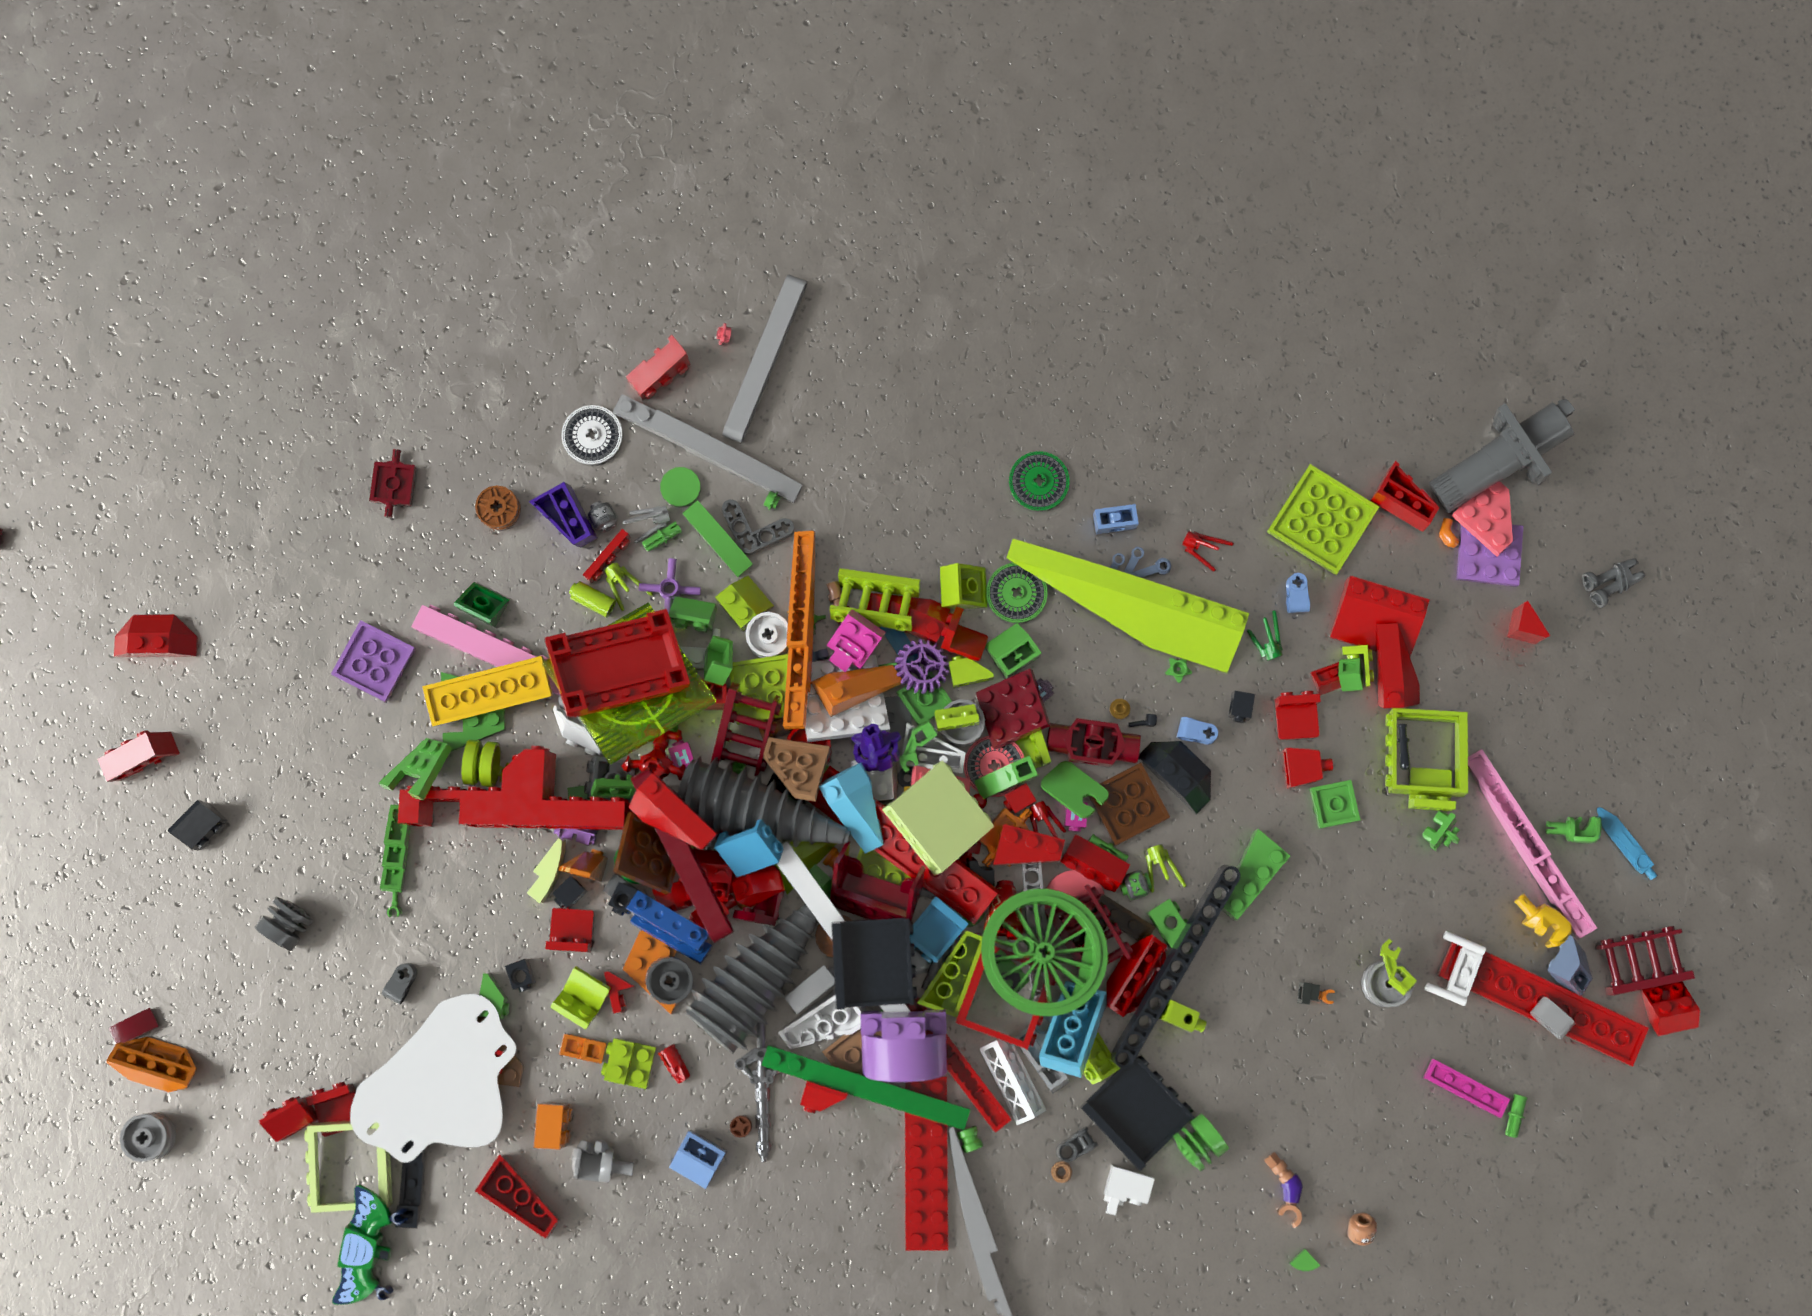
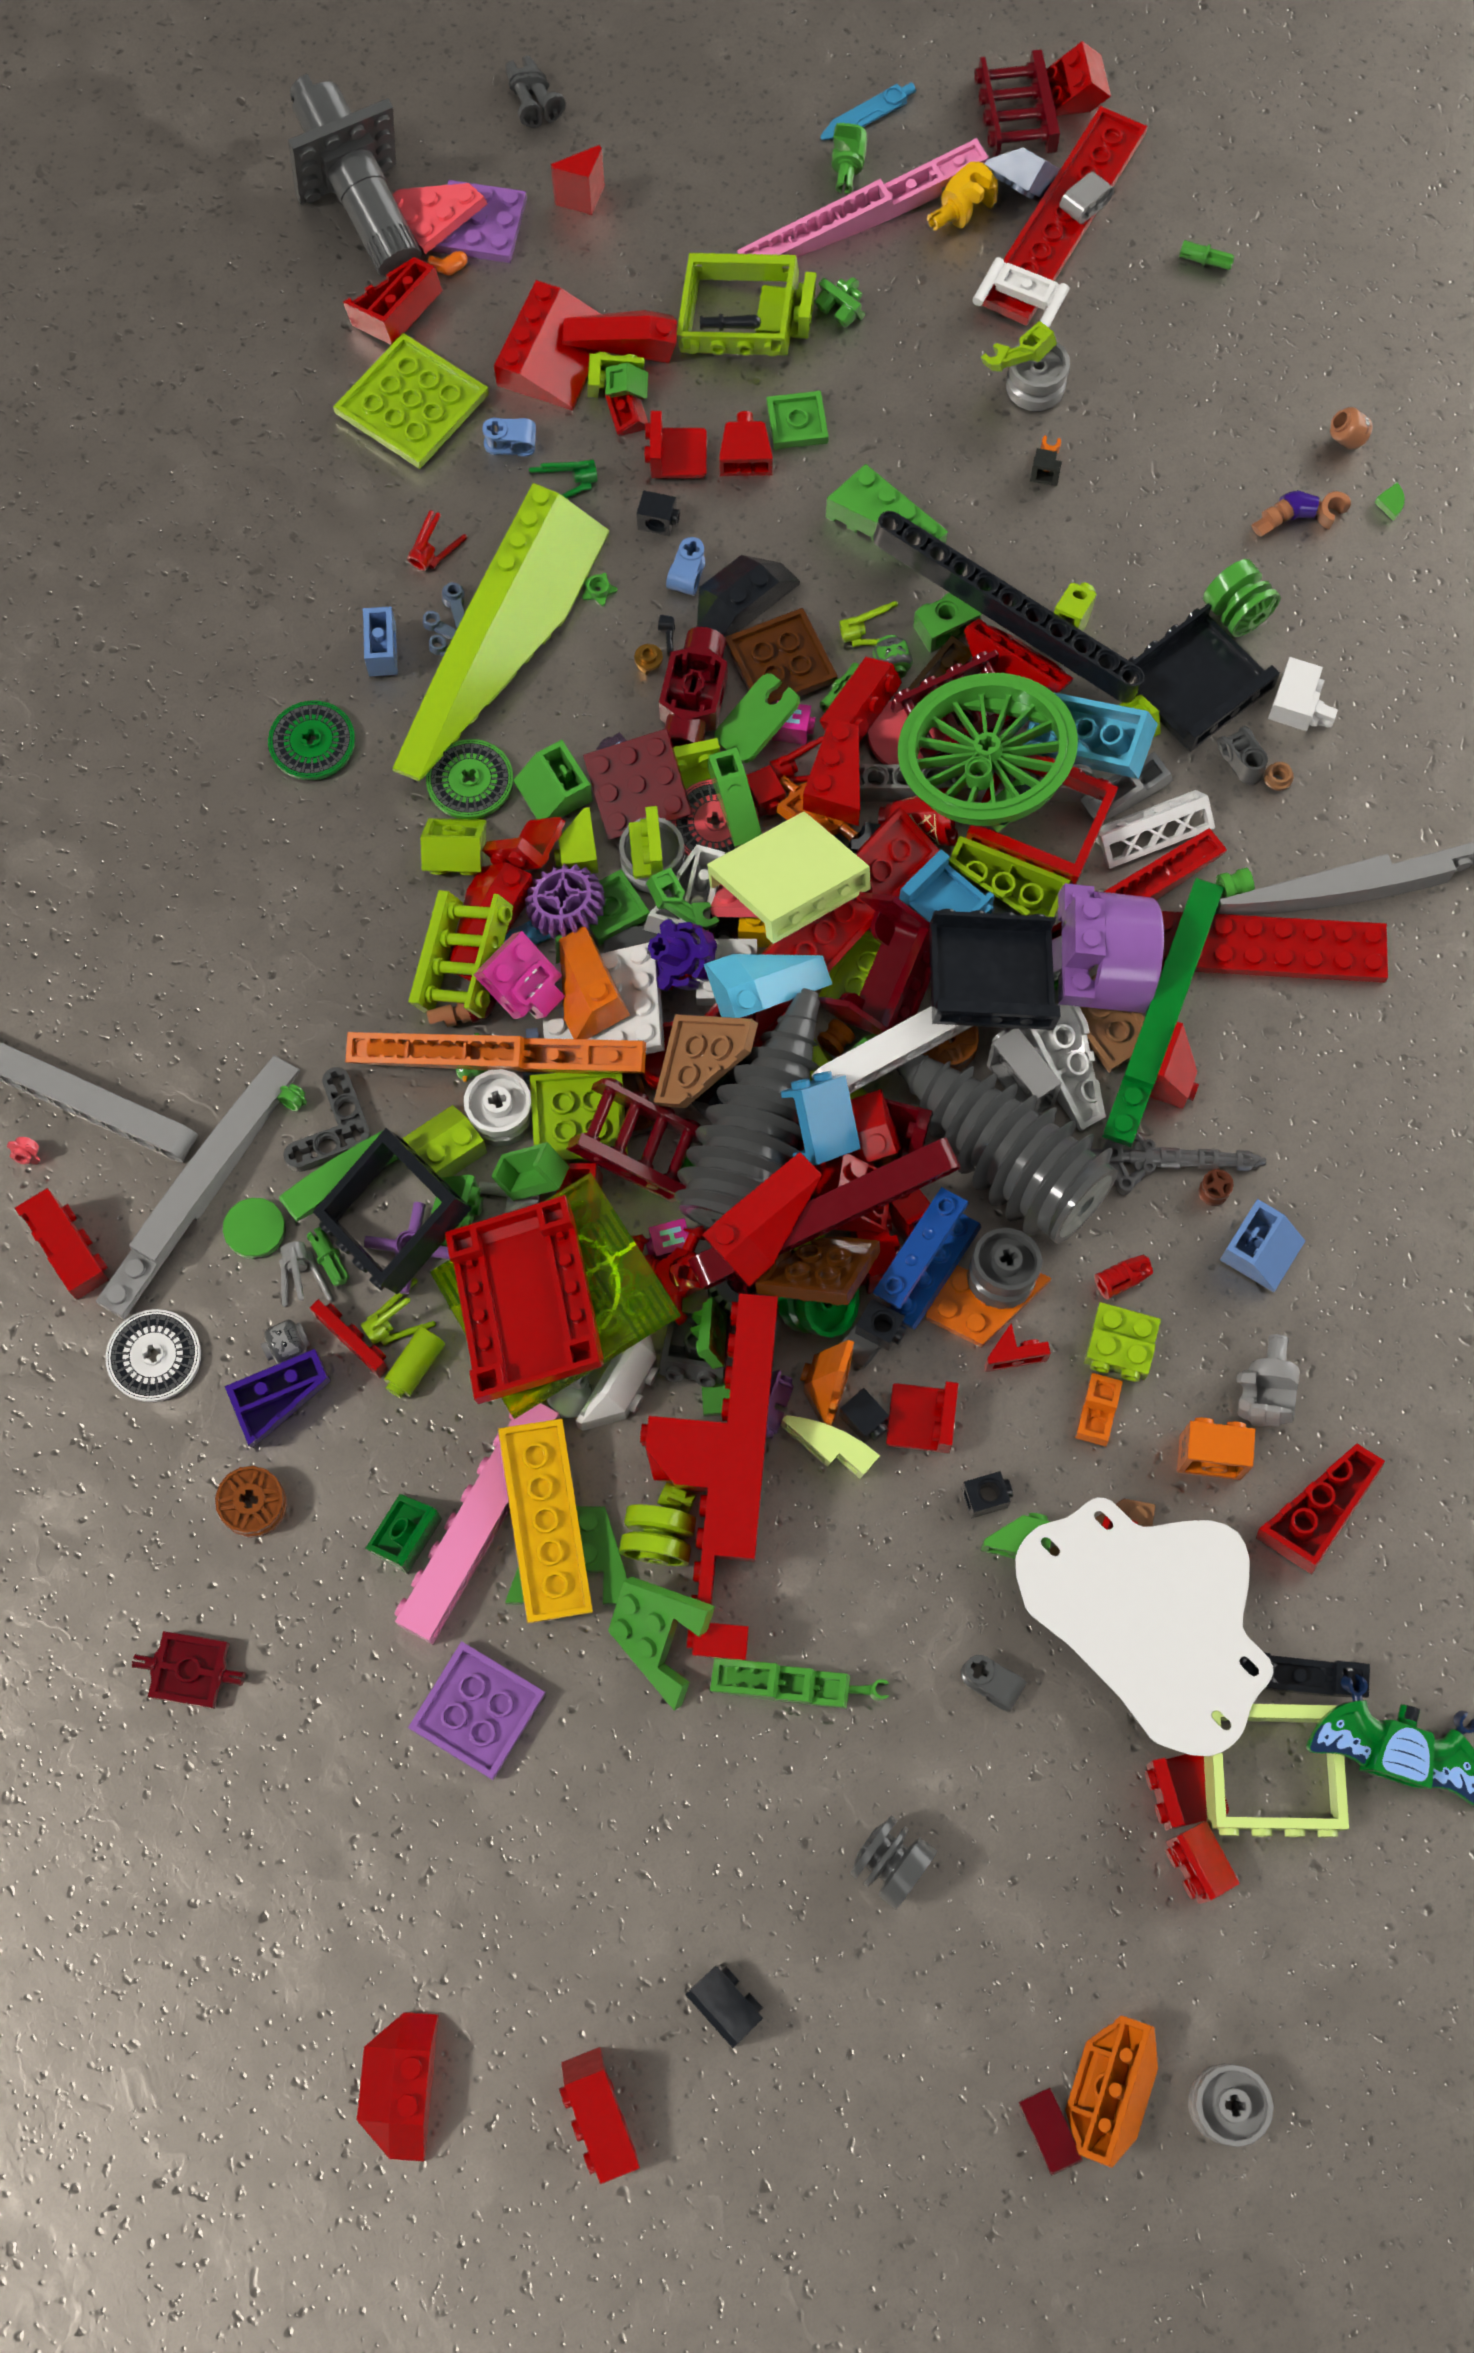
camera: 85 degrees left, 10 degrees down
(581, 998) = (1024, 1401): lime bracket -> none
(705, 594) = (423, 1242): none -> black window
(1466, 1088) = (1171, 304): dark pink plate -> none

